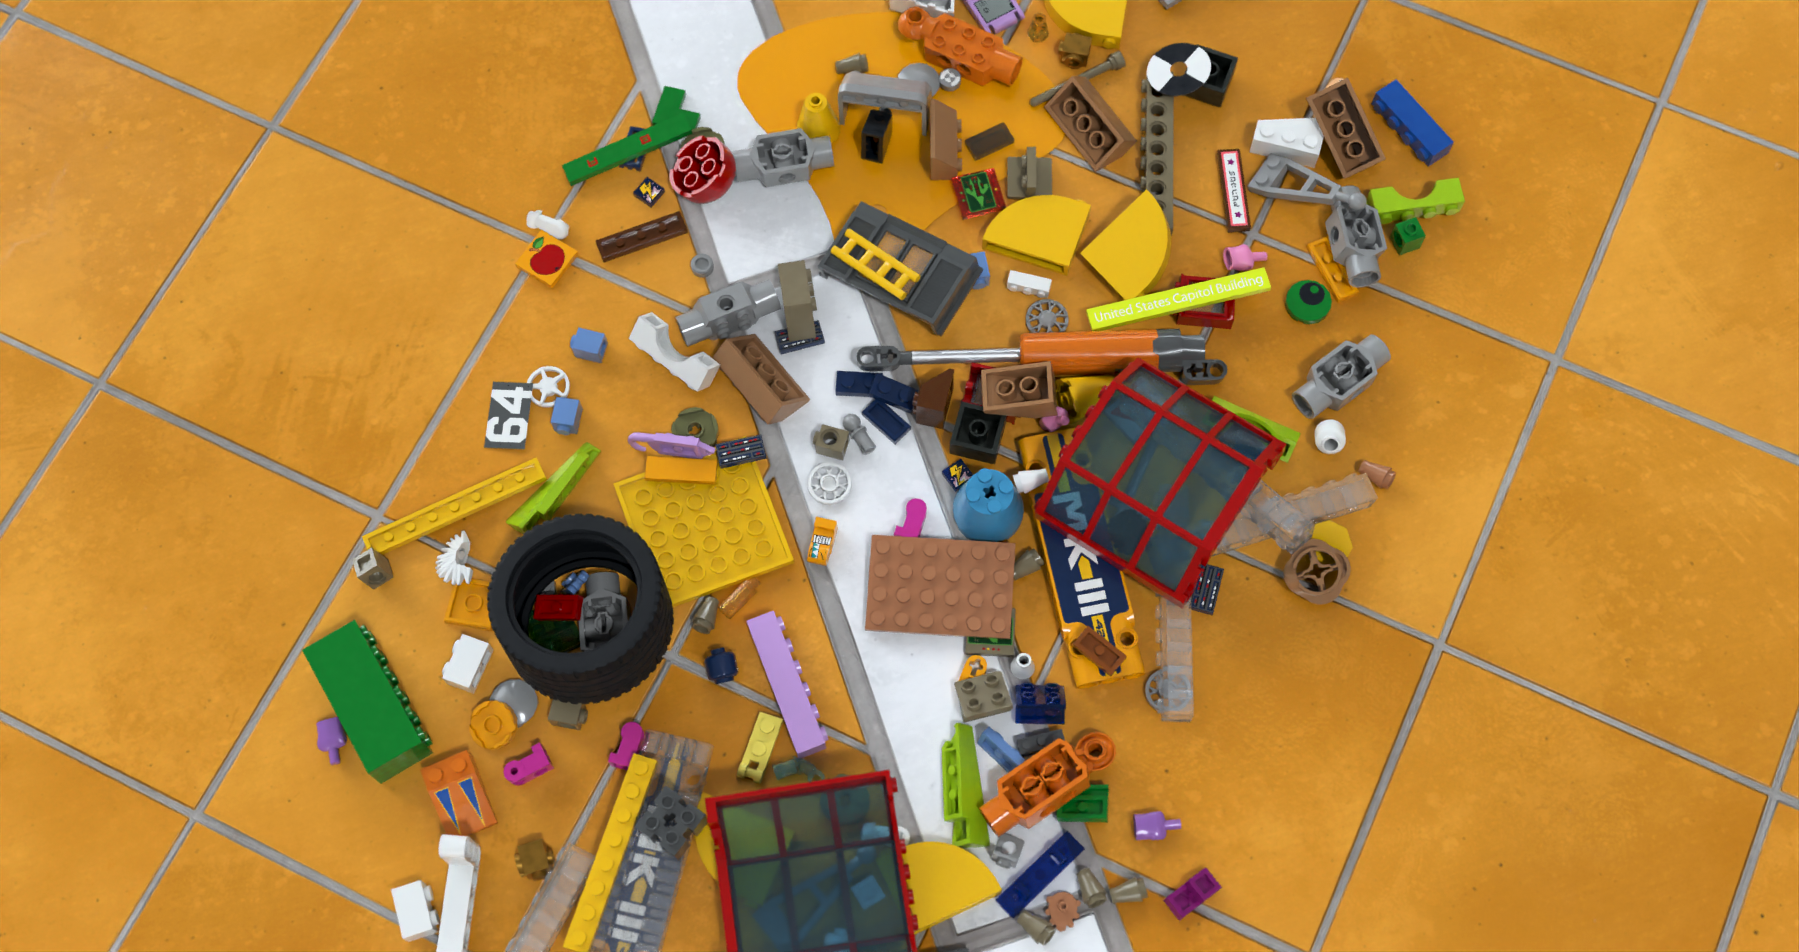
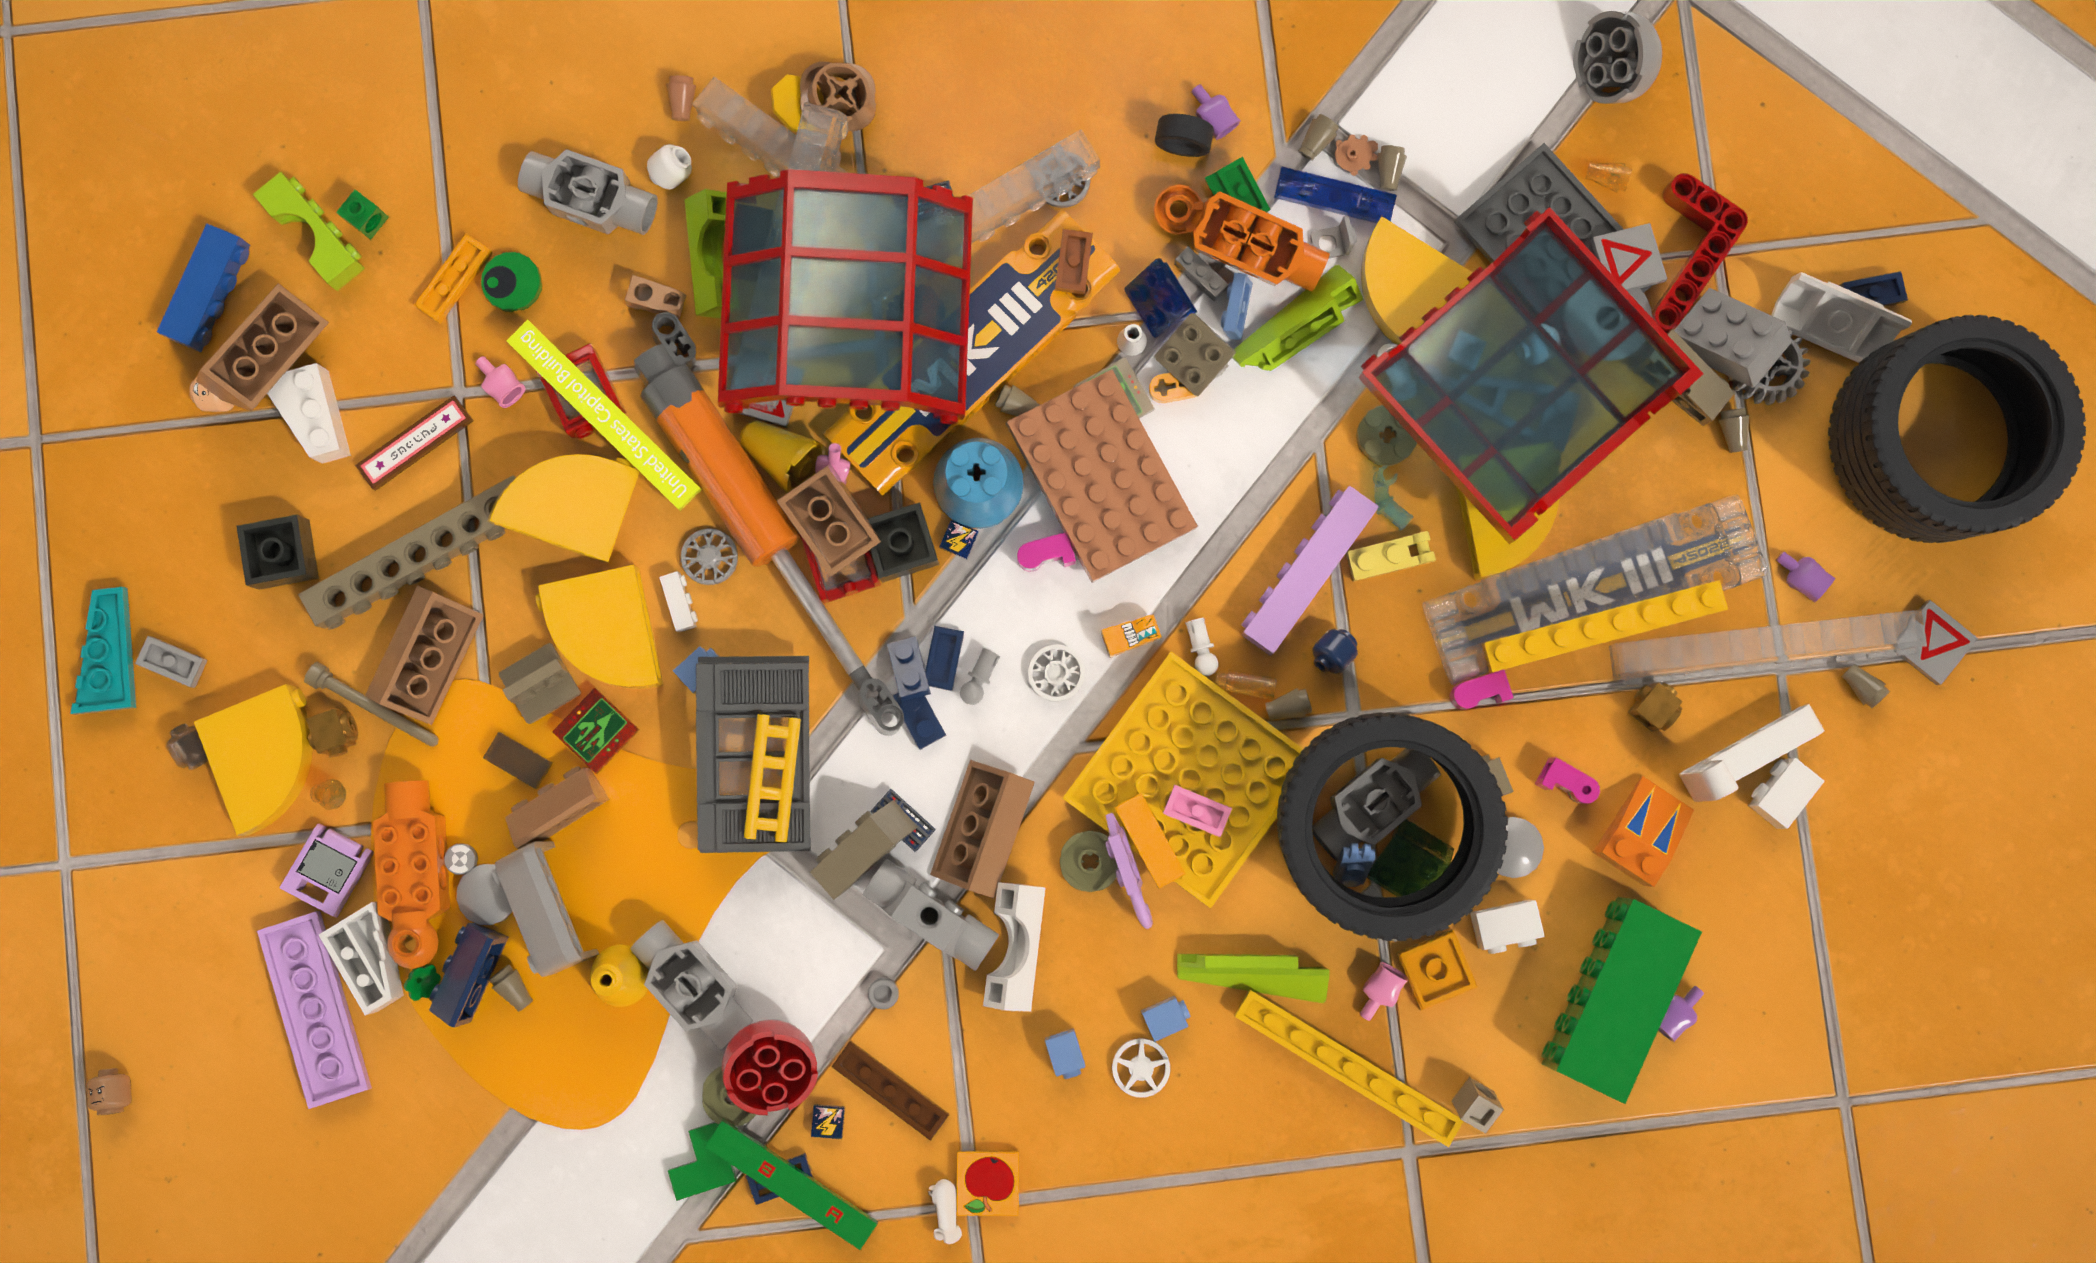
camera: 125 degrees left, 15 degrees up
(452, 563) = (1406, 1024): white hair -> none
(485, 559) = (1382, 989): none -> bright pink piece
(493, 724) = (1551, 850): light orange tile -> none
(508, 415) = (1203, 1087): sticker -> none
(558, 607) = (1394, 860): red plate -> none
(669, 807) = (1524, 594): dark grey brick -> none
(678, 509) = (1197, 811): none -> bright pink plate
(740, 451) = (1086, 789): tile -> none
(771, 579) = (1206, 662): none -> white pin
(835, 450) = (1005, 686): dark tan brick -> none
(876, 126) = (594, 893): black torso -> none
(877, 44) = (467, 974): none -> dark blue slope
(889, 20) = (422, 982): none -> green plant
(934, 400) = (893, 611): reddish brown slope -> none
(1030, 479) = (925, 448): white cone -> none
(1129, 891) = (1296, 98): dark tan cone -> none
(1147, 788) = (1184, 135): none -> black tyre
(1192, 894) = (1258, 40): magenta slope -> none
(1196, 75) = (300, 560): sticker -> none
(1243, 378) = (654, 297): none -> medium nougat leg
(1275, 167) = (368, 410): light grey plate -> none
(1356, 240) = (398, 269): light grey brick -> none

